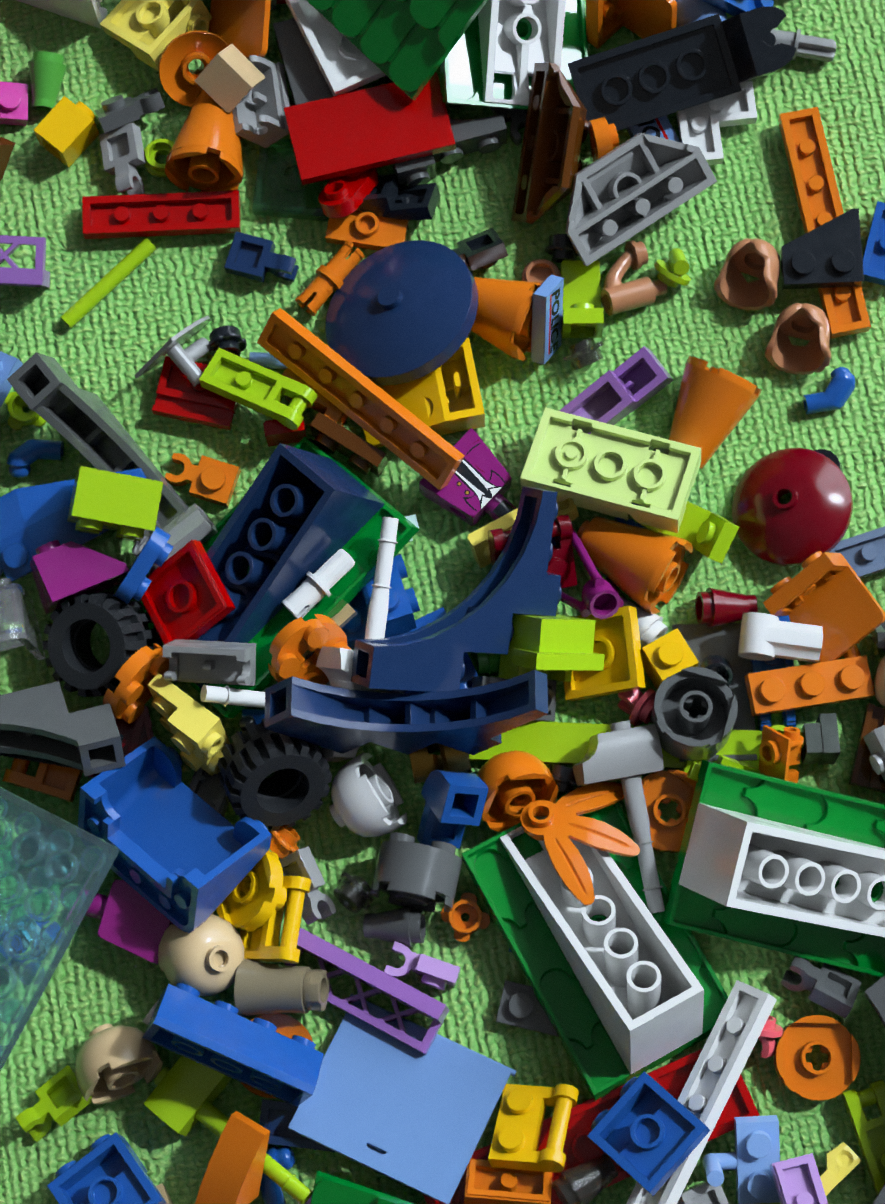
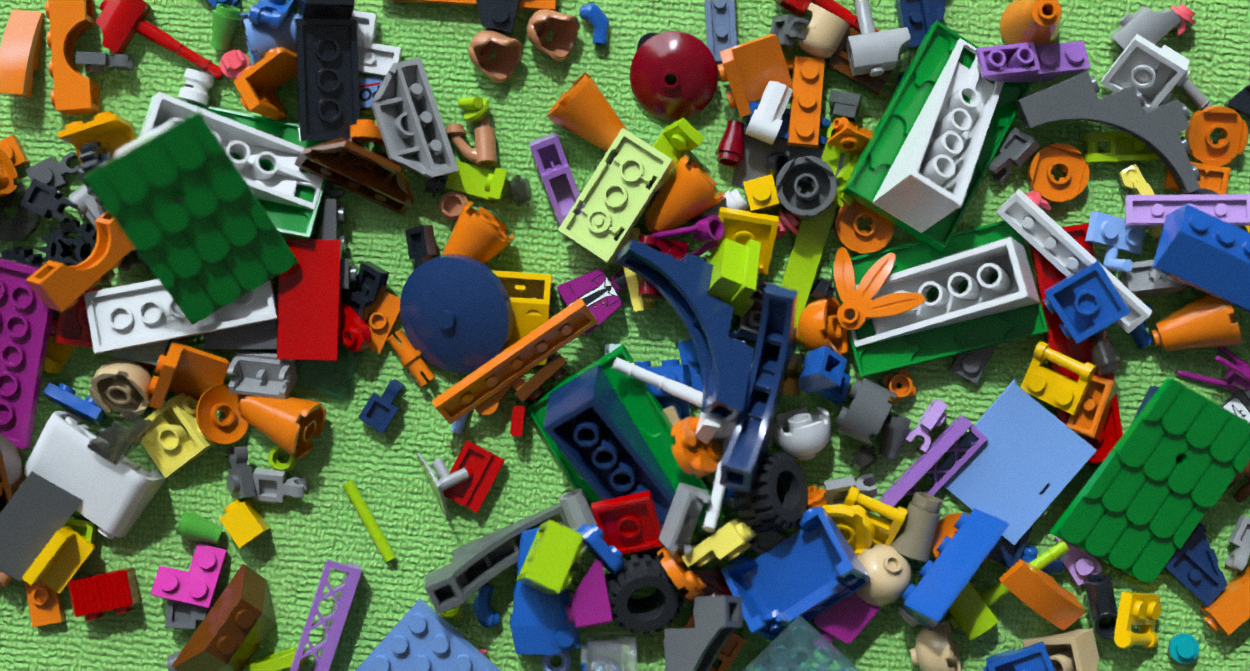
camera: 80 degrees left, 10 degrees up
(161, 214) = (328, 469): red plate -> none
(209, 480) = (538, 483): orange plate -> none
(228, 339) = (440, 446): black plate -> none
(229, 78) = (242, 392): tan panel -> none
(257, 388) = (485, 433): lime plate -> none
(317, 585) = (646, 426): white axle -> none
(547, 319) = (490, 210): tile -> none
(626, 756) = (822, 245): light grey piece -> none

